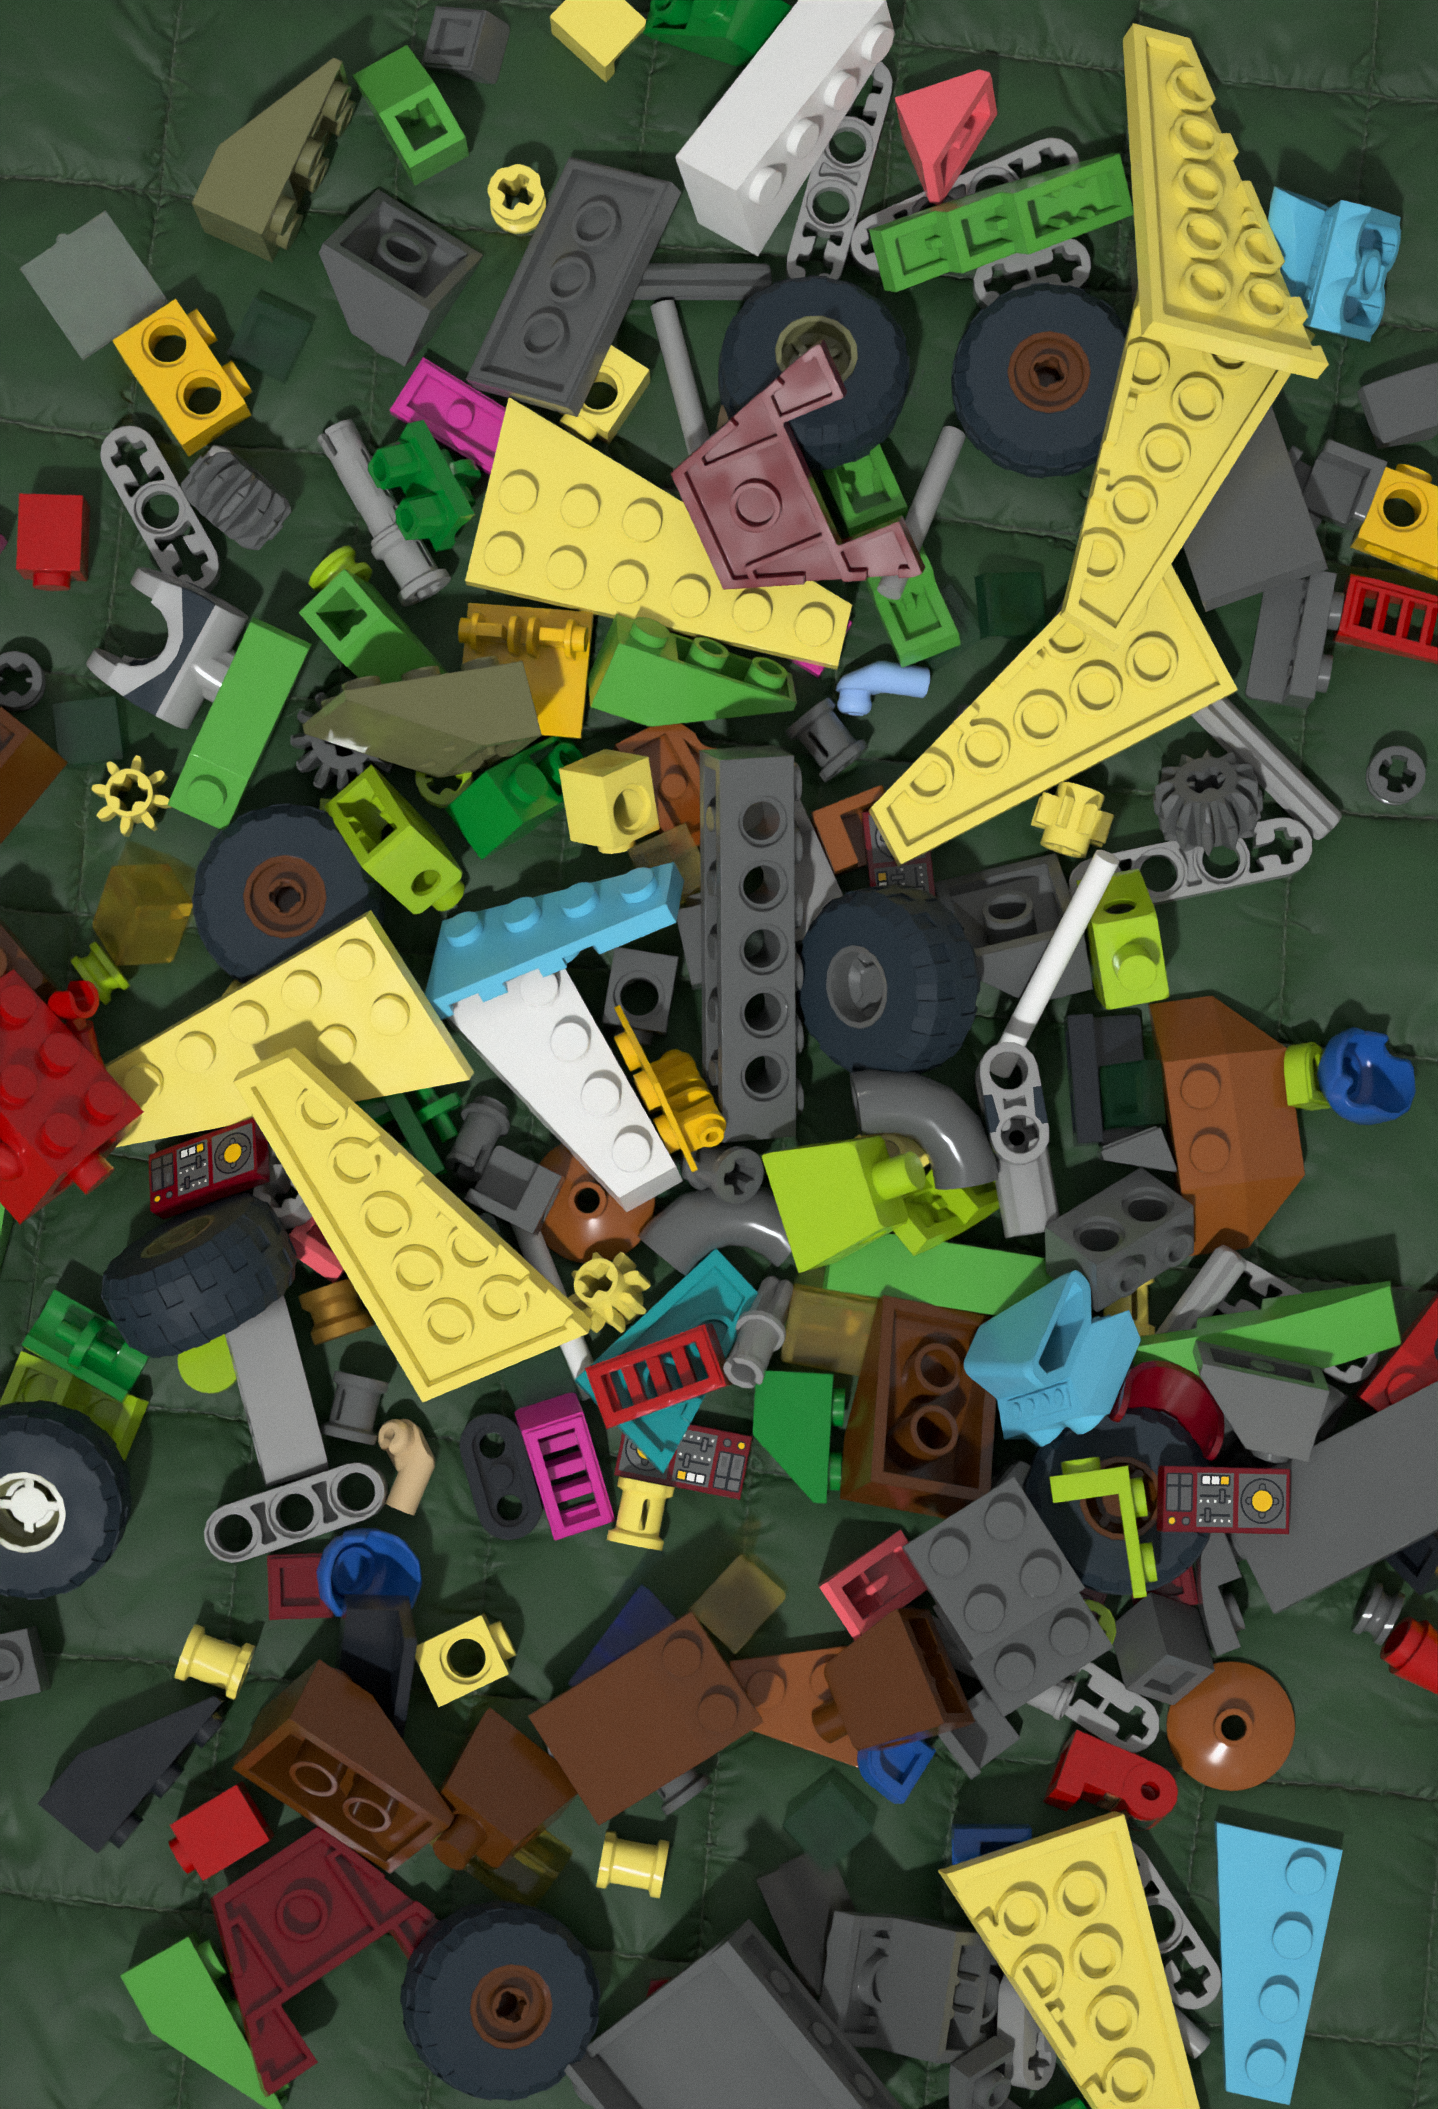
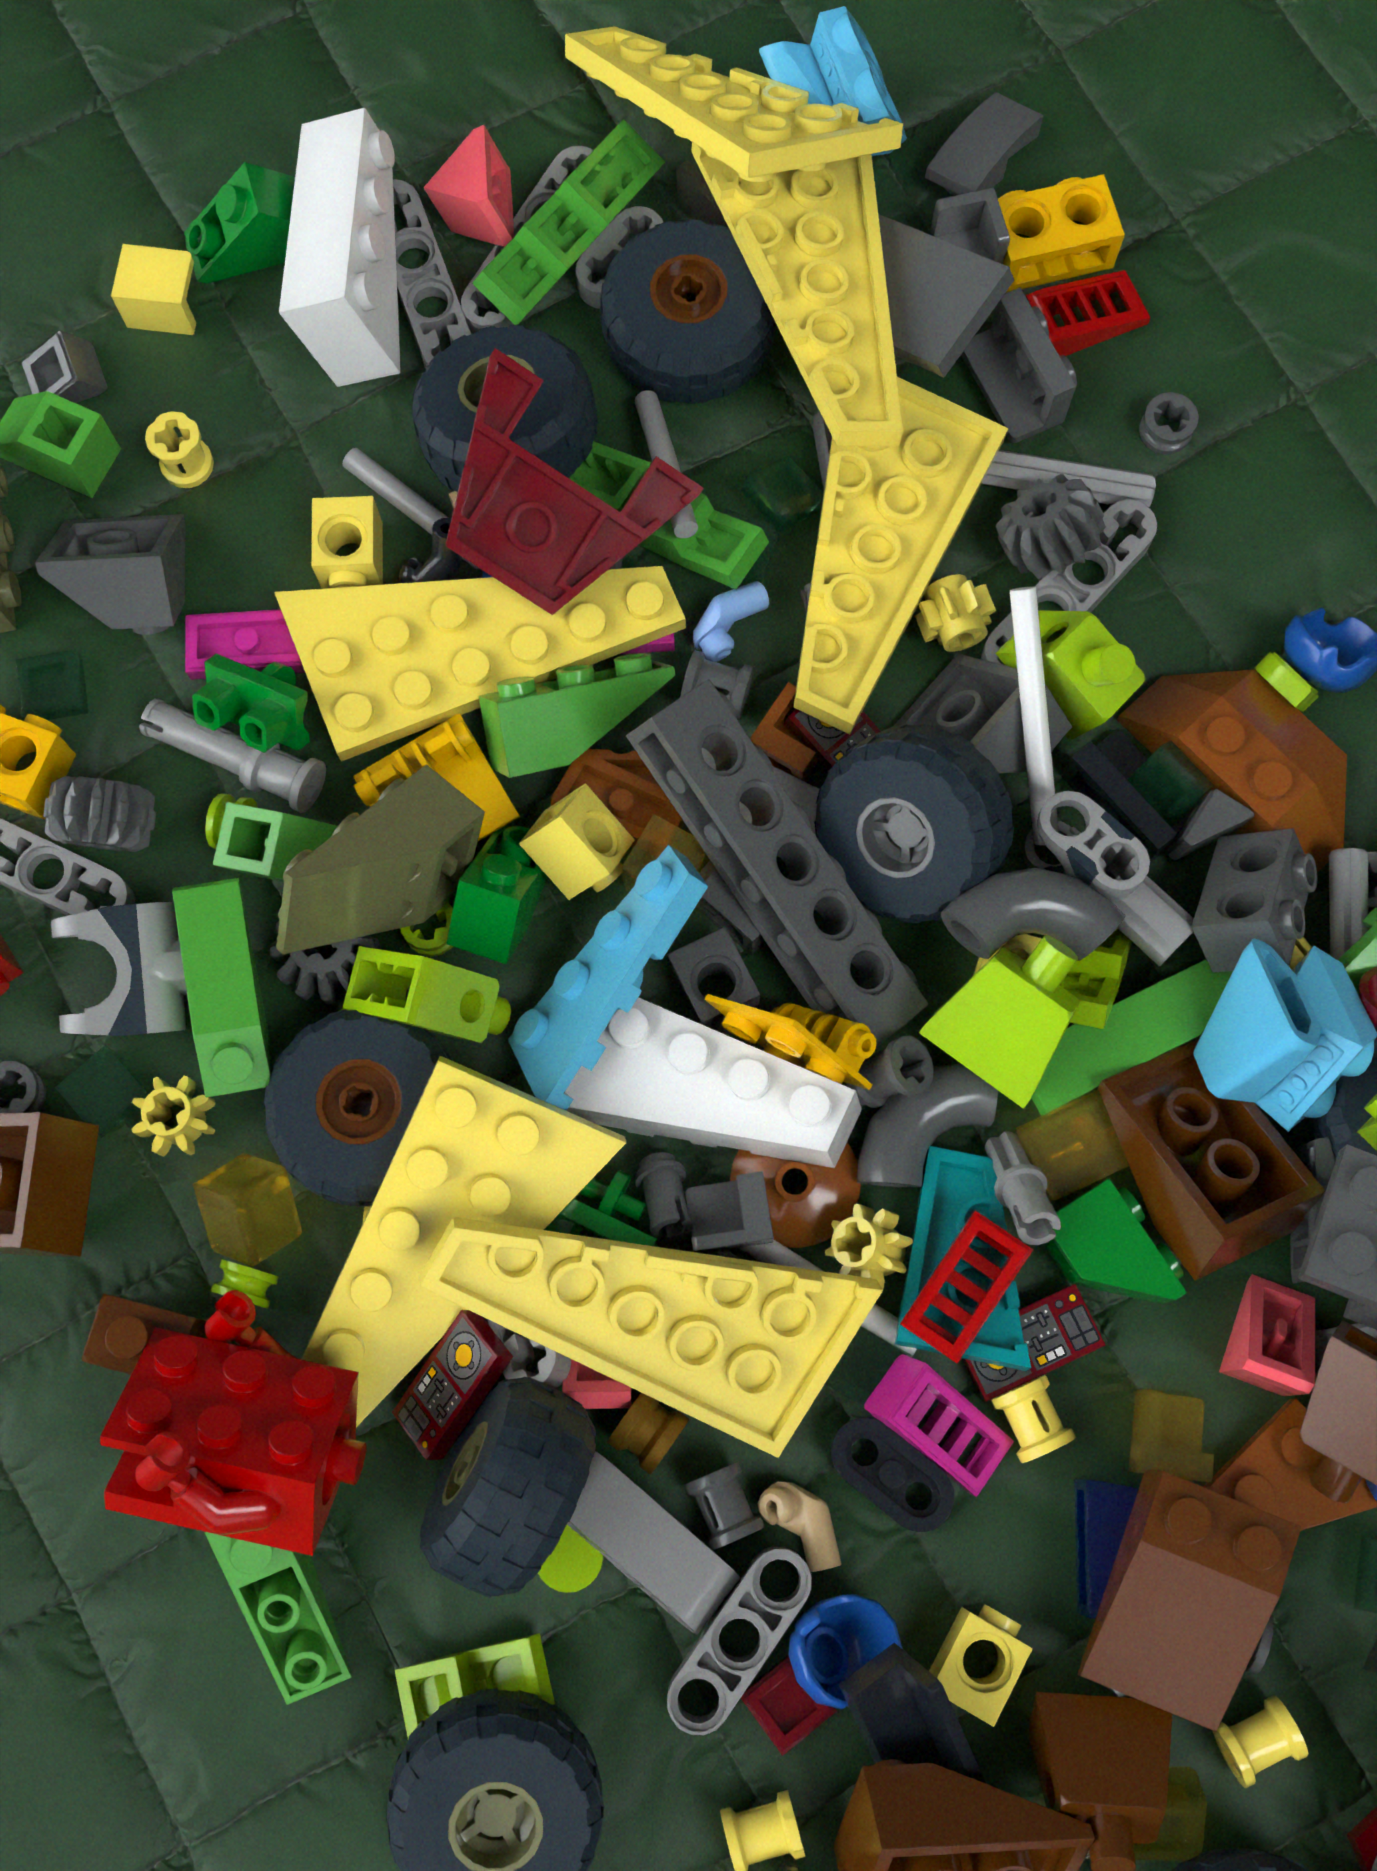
camera: 35 degrees left, 10 degrees down
(85, 1346) = (449, 1625): green hips -> none
(573, 286) = (269, 479): dark grey tile -> none
(657, 468) = (440, 565): none -> black arm
(703, 281) = (348, 432): dark grey axle -> none

